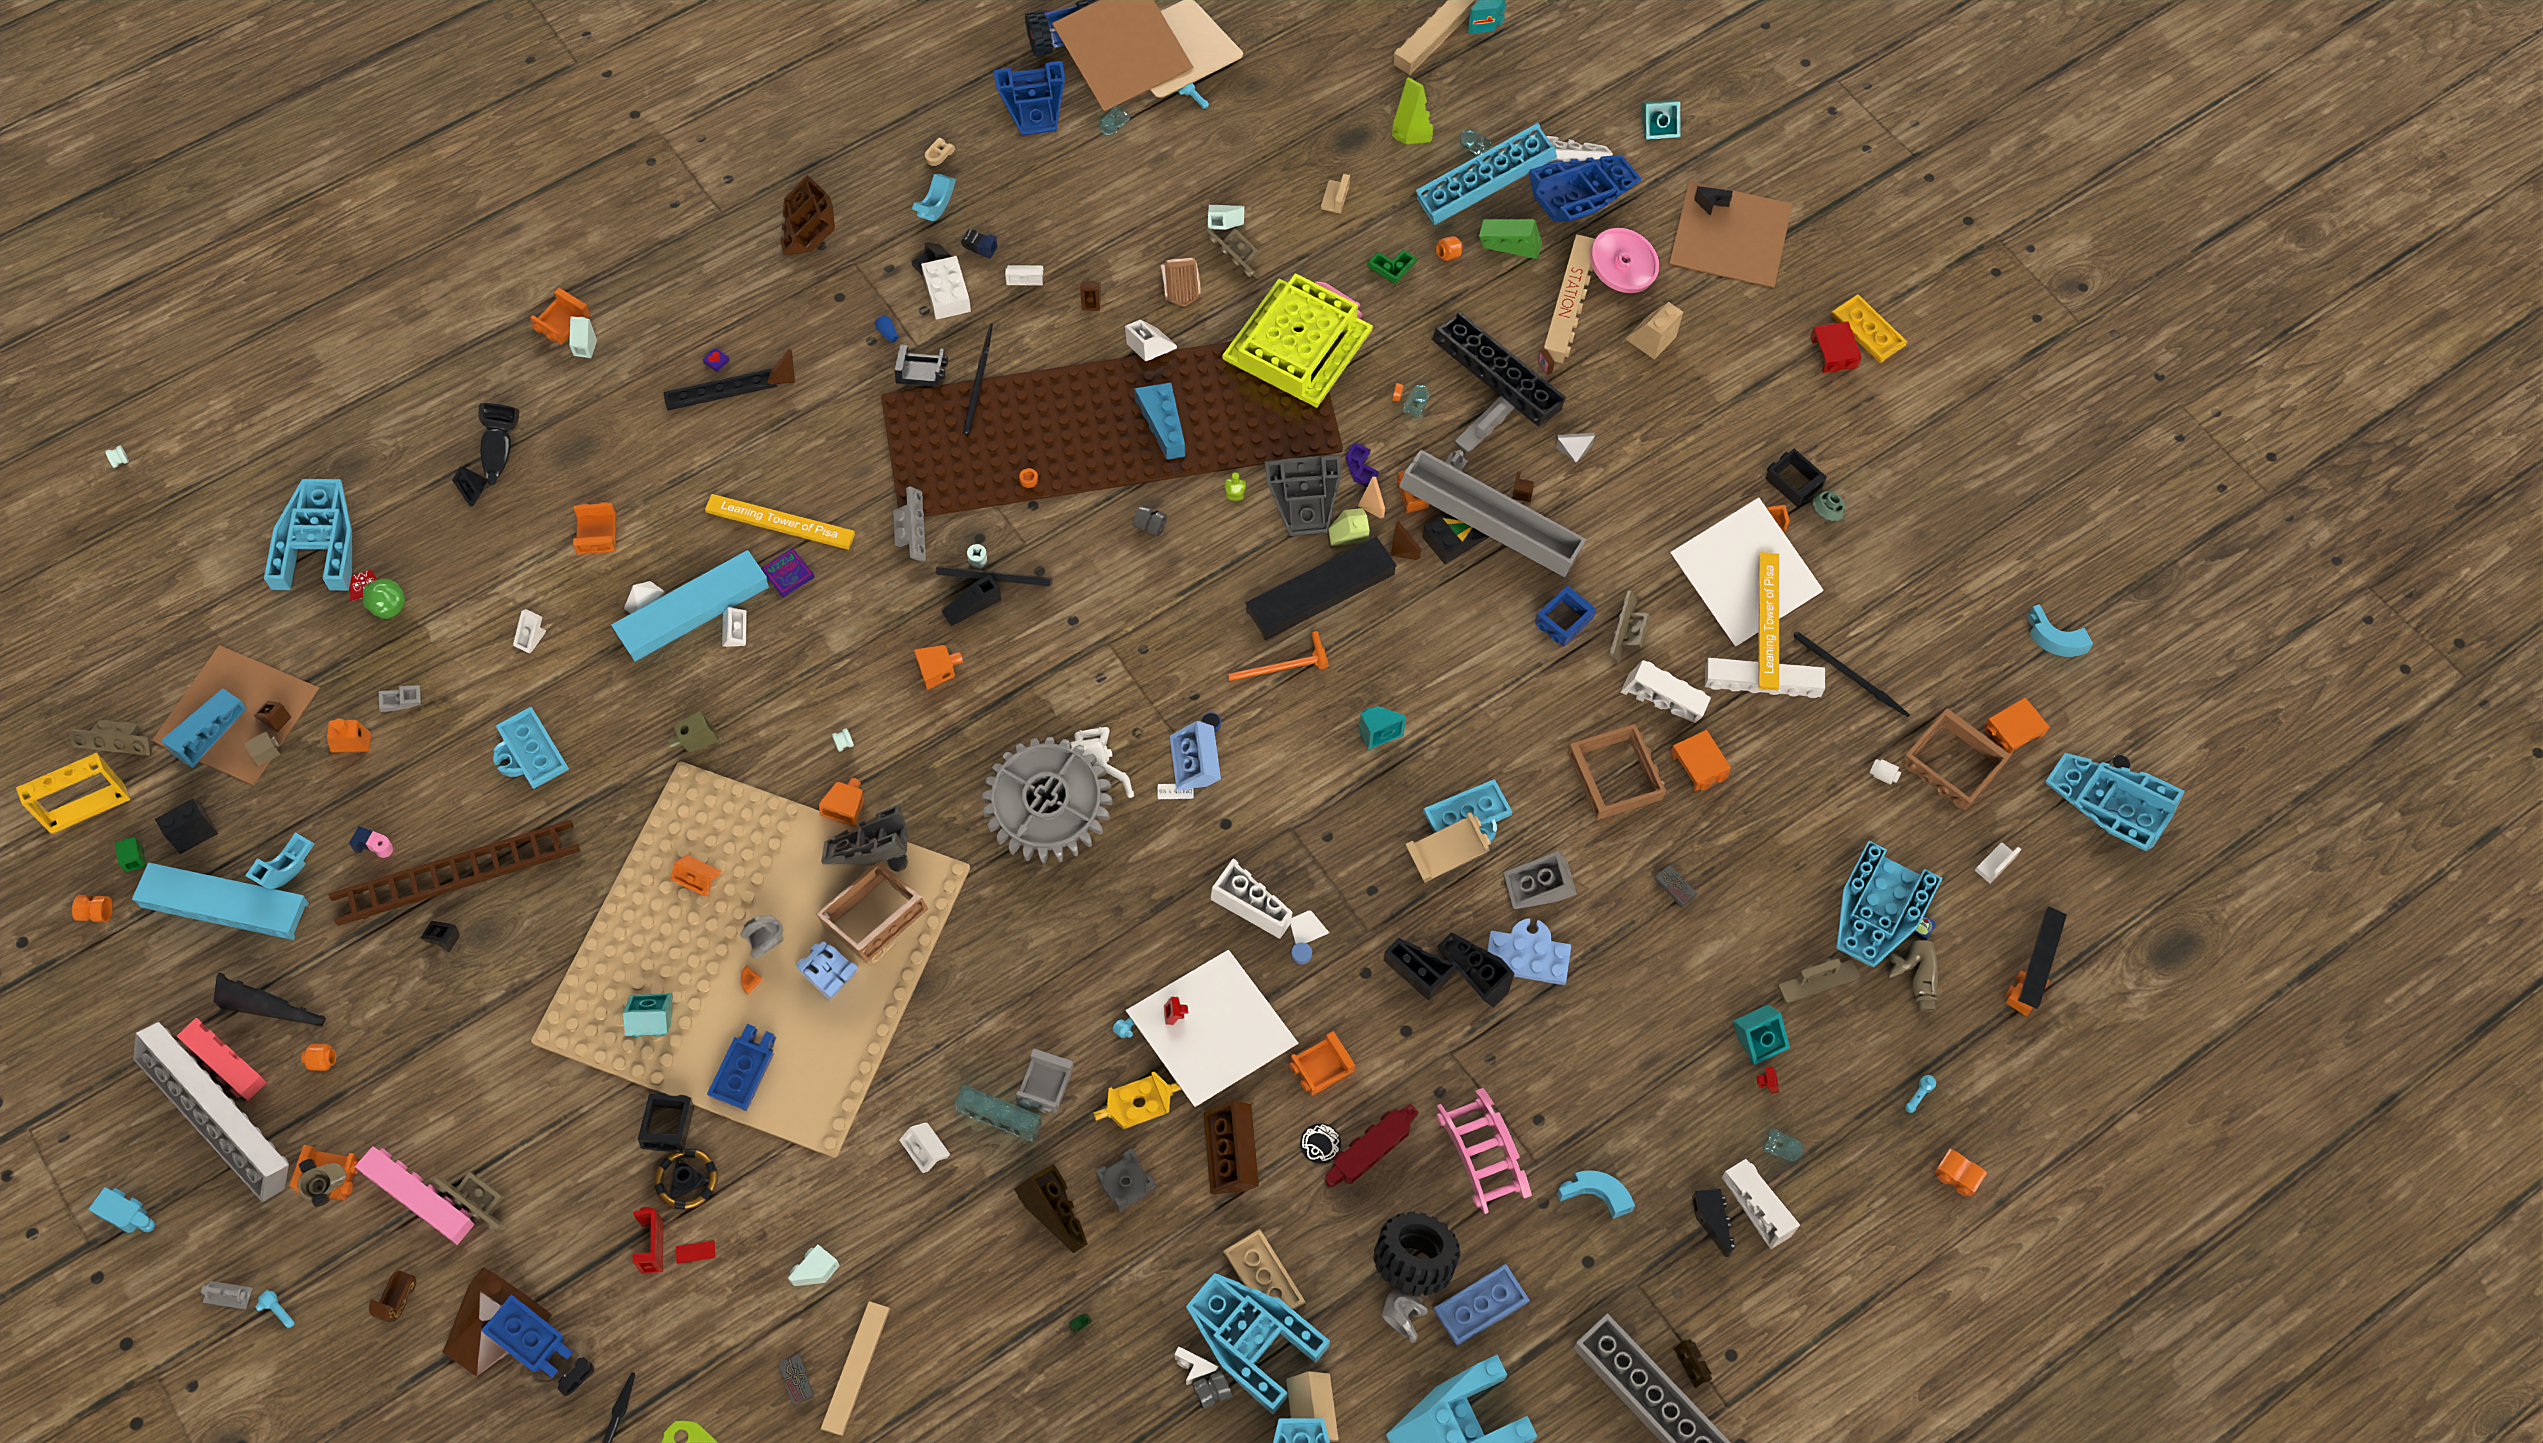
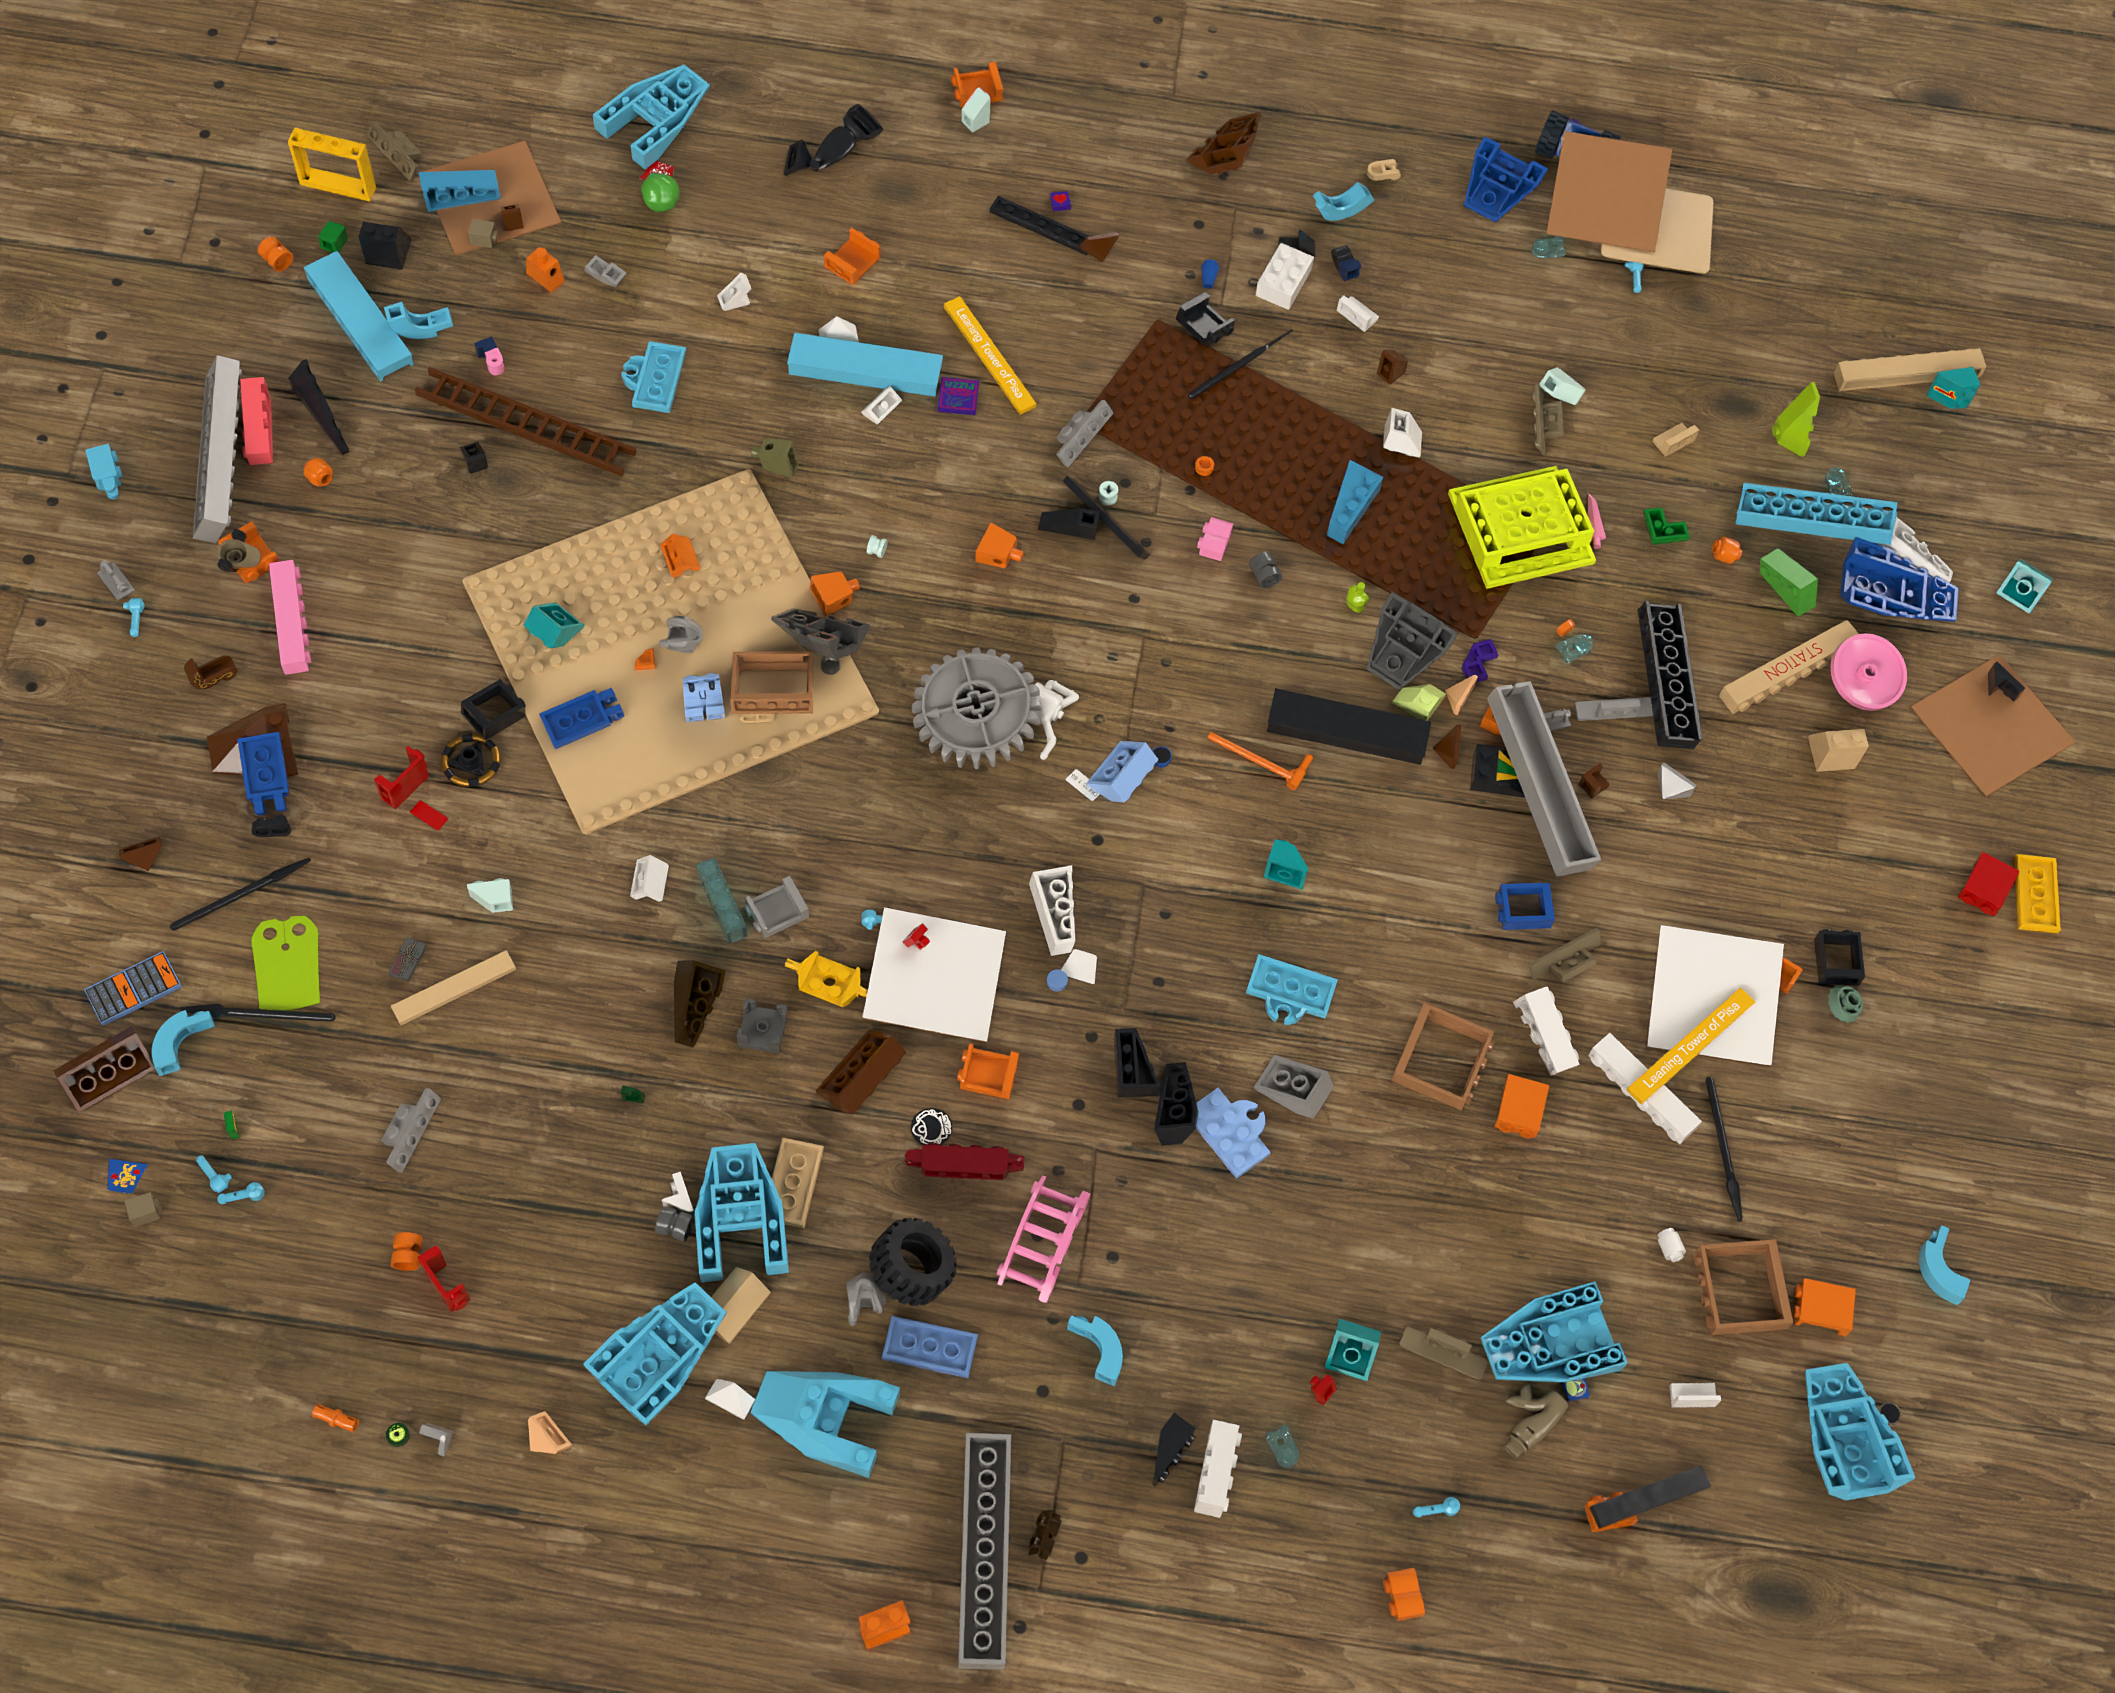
camera: 40 degrees right, 0 degrees up
(477, 1196) = (325, 652): dark tan bracket -> none
(1090, 526) = (1215, 539): none -> bright pink brick
(1181, 281) = (1476, 409): medium nougat piece -> none
(1449, 848) = (1245, 998): tan panel -> none
(1546, 361) = (1717, 700): reddish brown tile -> none
(1675, 886) = (1402, 1182): dark grey tile -> none

